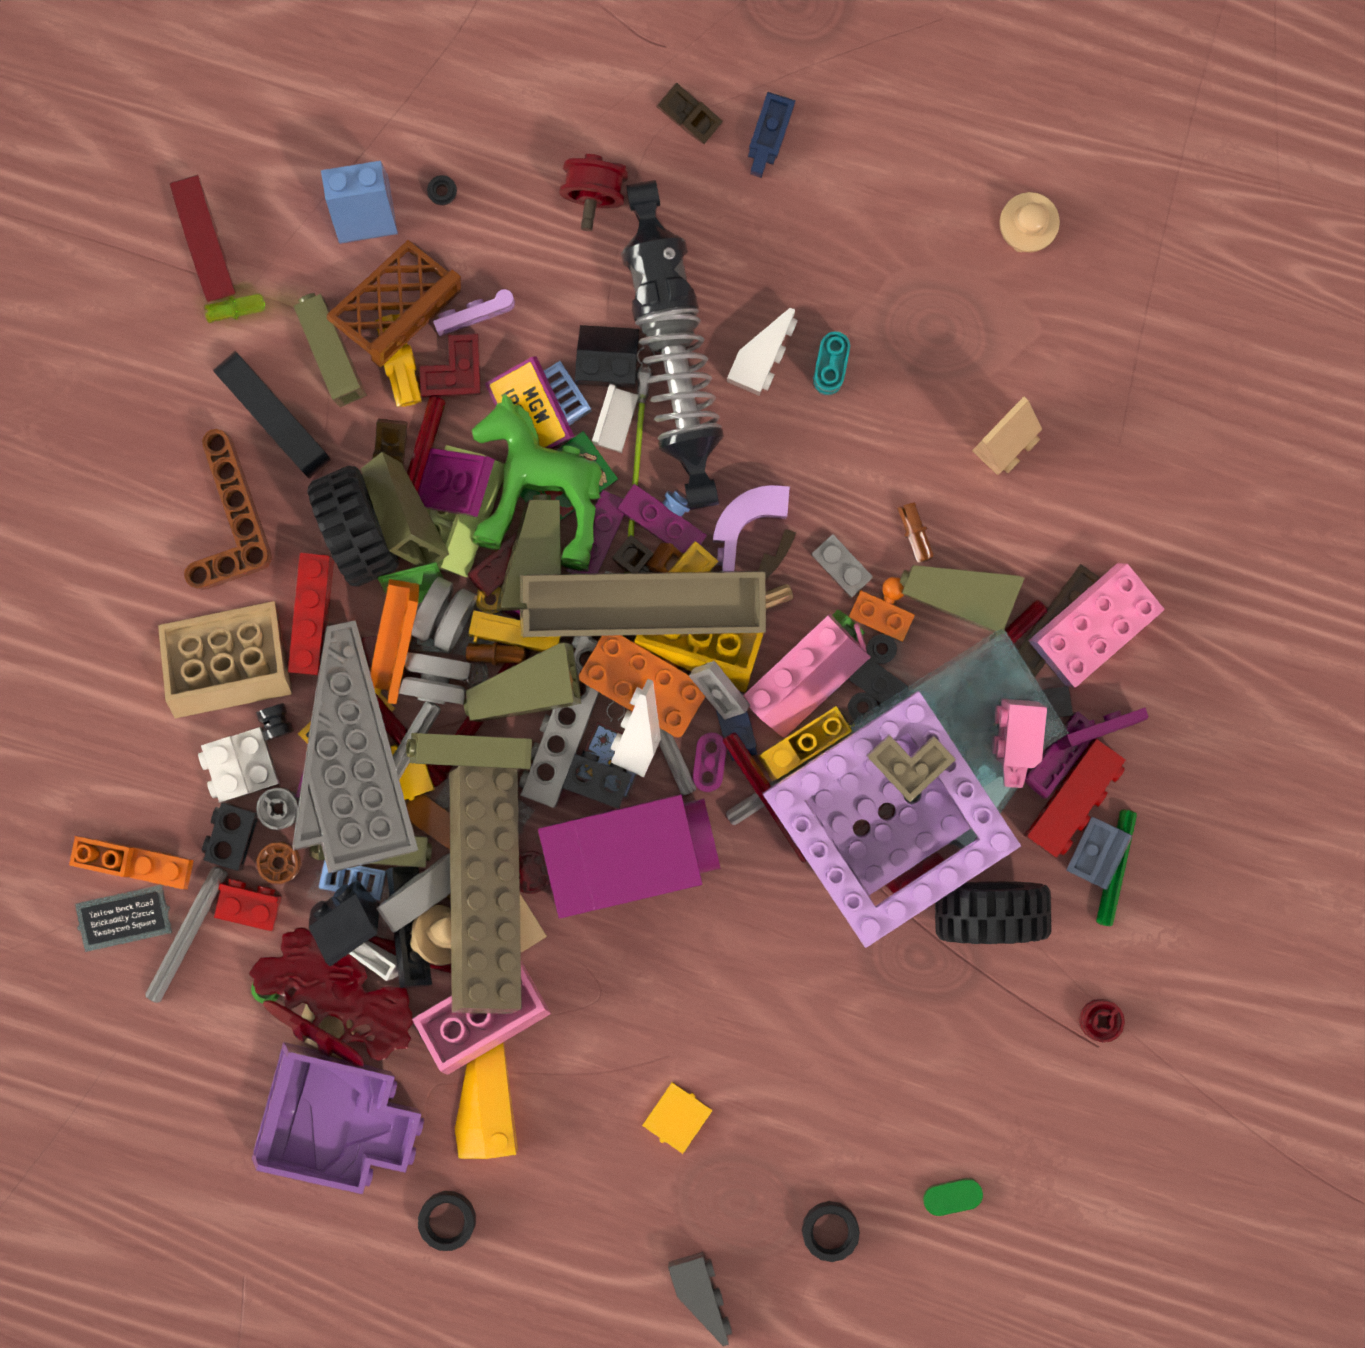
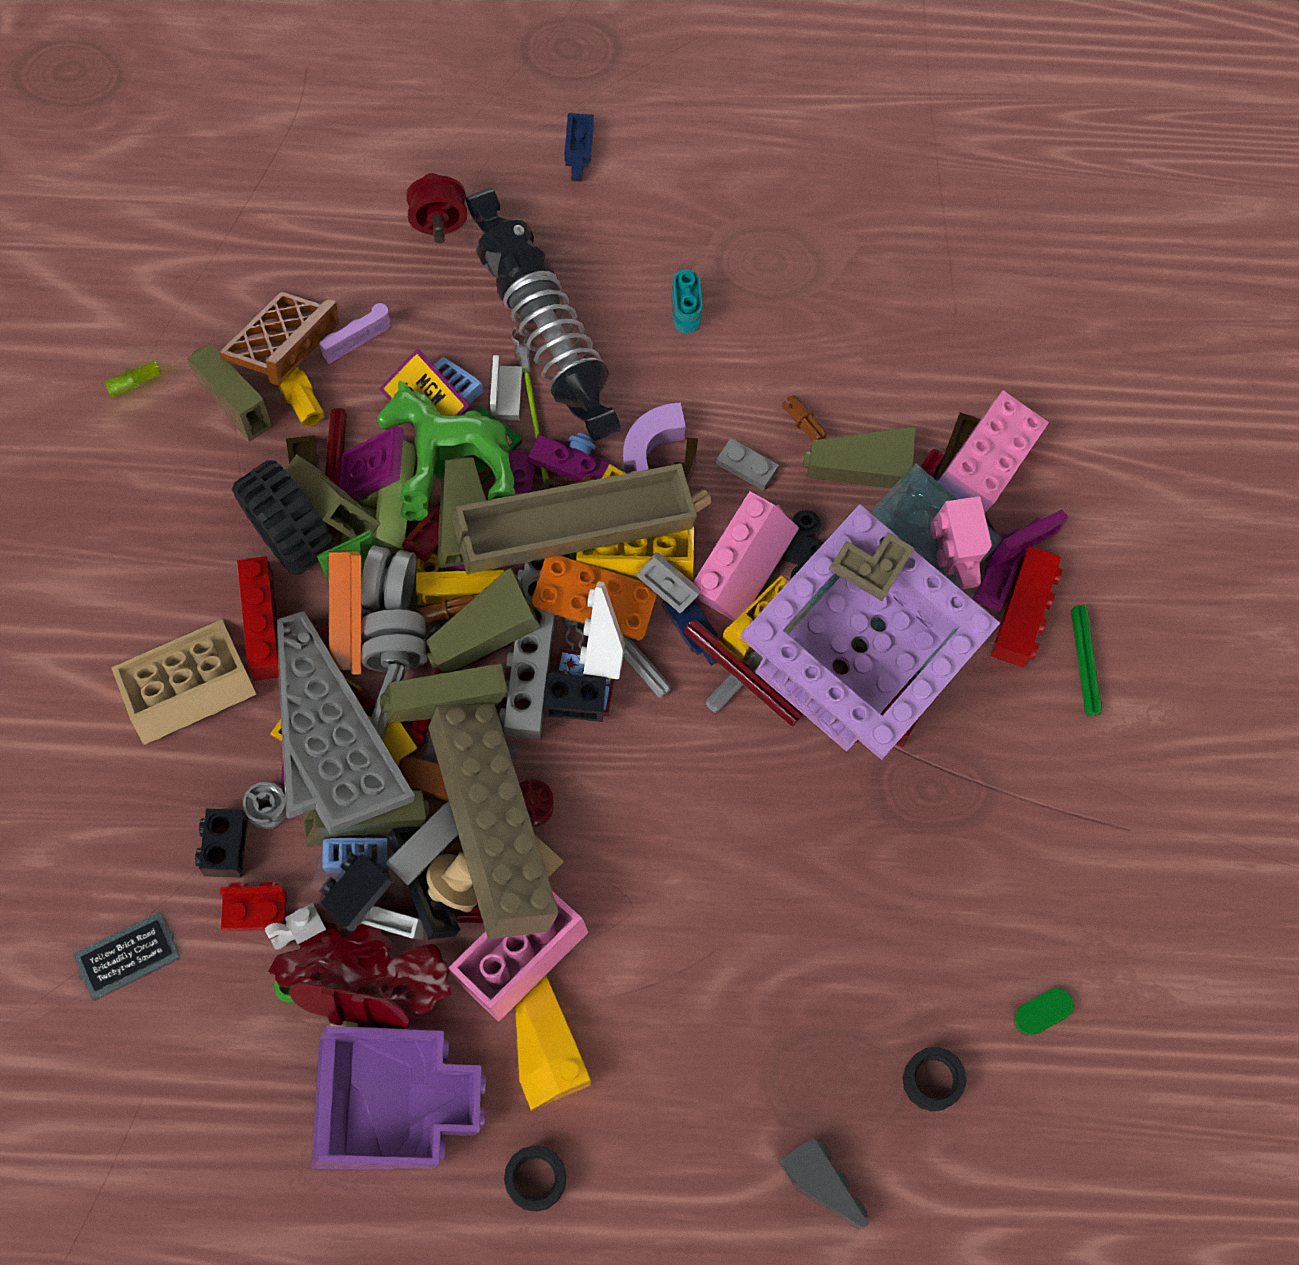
camera: 20 degrees left, 20 degrees down
(131, 862) = (123, 894): orange slope -> none
(186, 934) = (194, 956): light grey axle -> none
(202, 238) = (91, 328): dark red slope -> none
(235, 517) = (171, 549): dark orange beam -> none
(238, 765) = (216, 774): white plate -> none
(272, 414) = (183, 455): black beam -> none
(272, 873) = (264, 857): dark orange wheel -> none
(274, 721) = (245, 725): black wheel -> none
(288, 935) = (299, 926): none -> white plate
(359, 201) = (230, 261): medium blue slope -> none
(440, 181) = (299, 241): black plate -> none
(461, 374) = (354, 387): dark red plate -> none
(607, 356) = (482, 340): black slope -> none
(628, 854) = (623, 749): magenta container -> none
(677, 1117) = (744, 1008): yellow piece -> none
(689, 113) = (506, 147): dark brown slope -> none
(710, 762) = (677, 660): magenta plate -> none
(757, 357) = (618, 312): white slope -> none
(883, 614) = (796, 494): orange plate -> none
(994, 913) = (990, 711): black tyre -> none
(1009, 437) = (861, 316): tan slope -> none
(1029, 222) = (821, 162): tan plate -> none
(1089, 1020) = (1113, 801): dark red wheel -> none
(1099, 853) = (1066, 647): sand blue plate -> none

